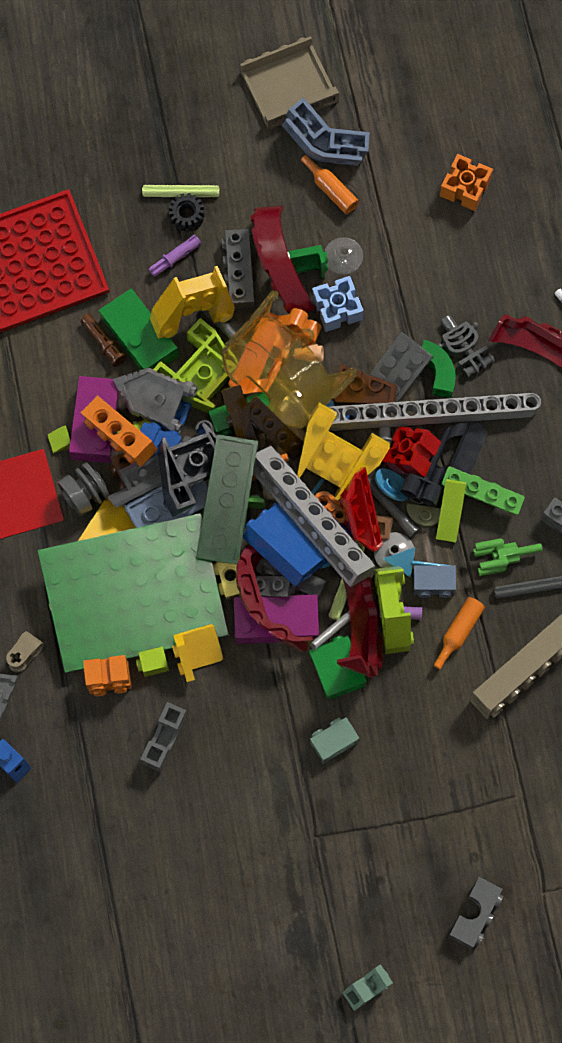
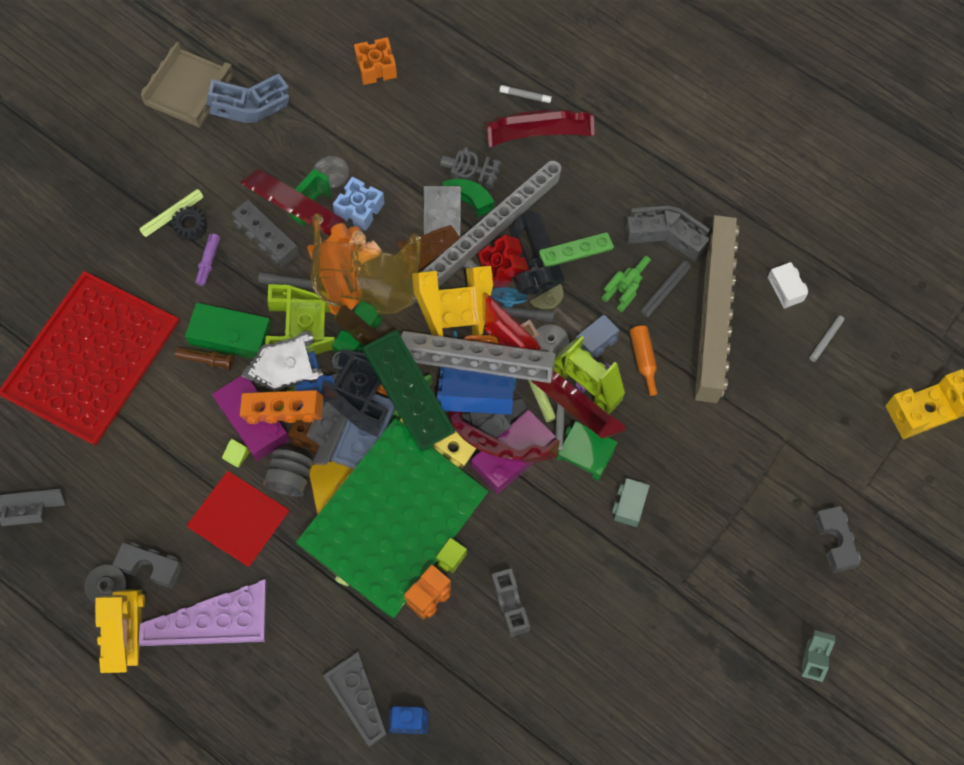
camera: 45 degrees left, 5 degrees down
(26, 650) = (347, 627): dark tan piece -> none
(189, 296) = (260, 260): yellow wedge -> none
(196, 649) = (476, 520): yellow bracket -> none
(274, 428) = (392, 318): dark brown bracket -> none
(332, 186) = (282, 131): orange piece -> none
(405, 560) = (564, 338): dark azure piece -> none
(451, 510) = (566, 280): lime tile -> none

